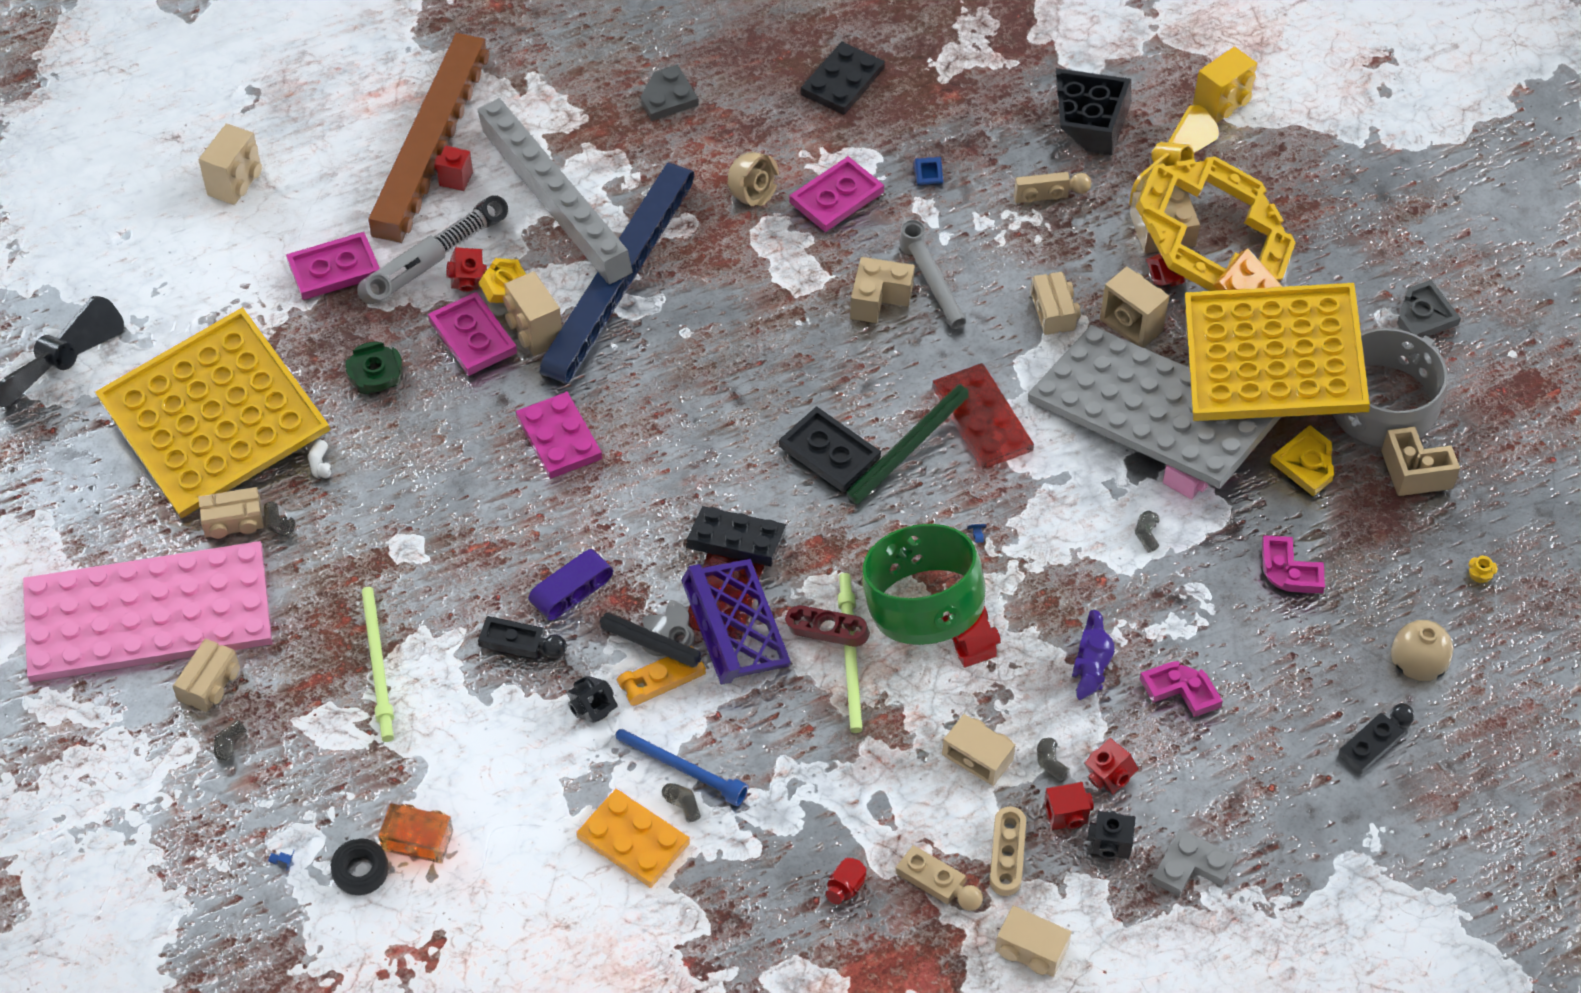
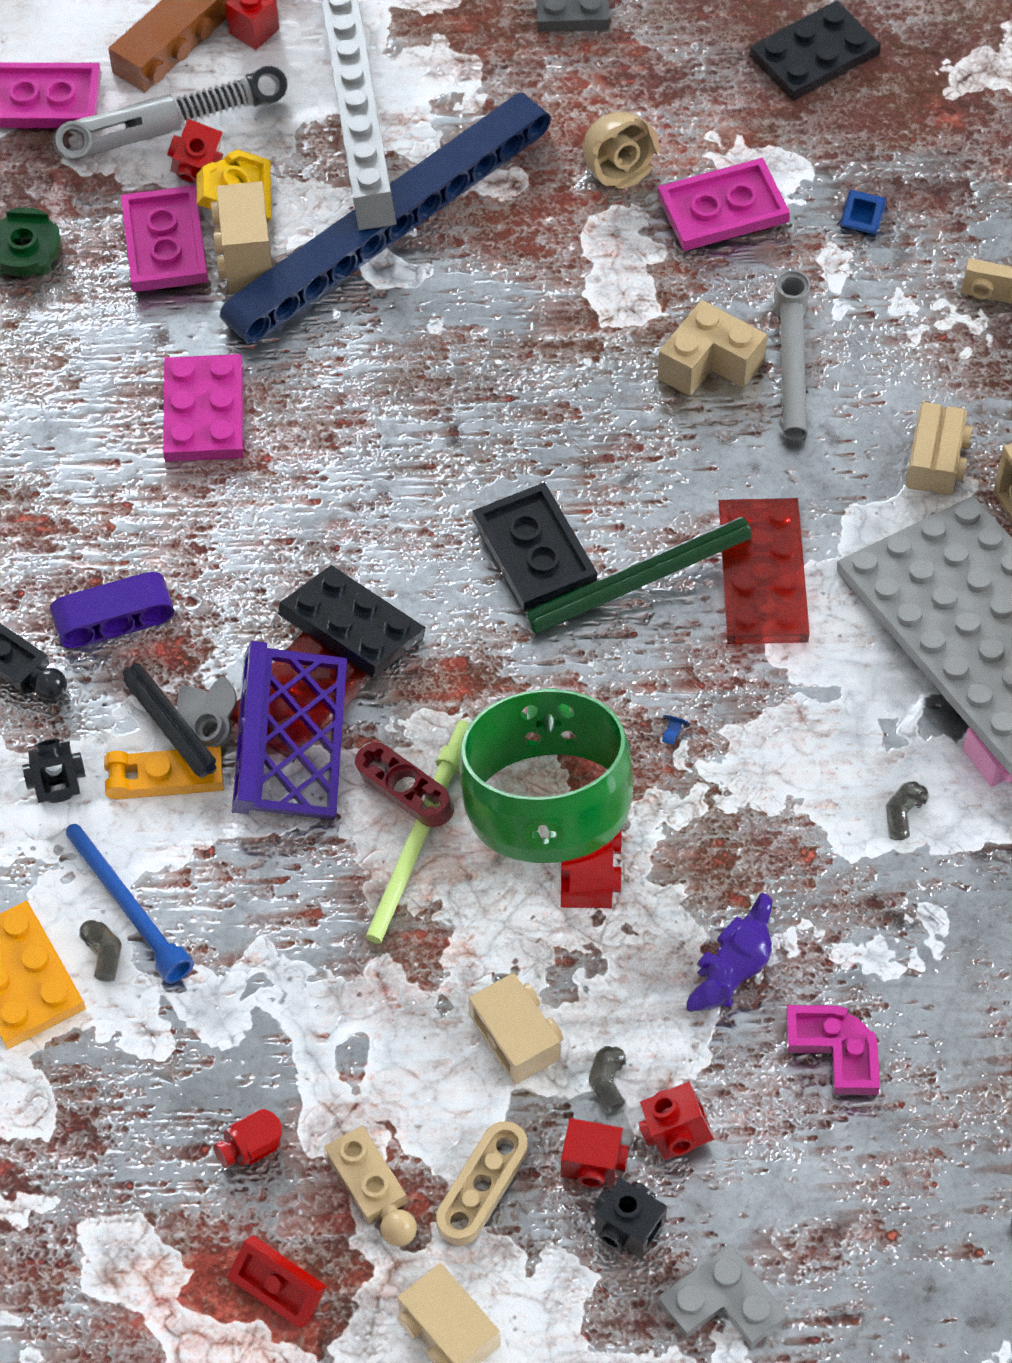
camera: 25 degrees right, 5 degrees up
(911, 959) = (276, 1281): none -> red plate

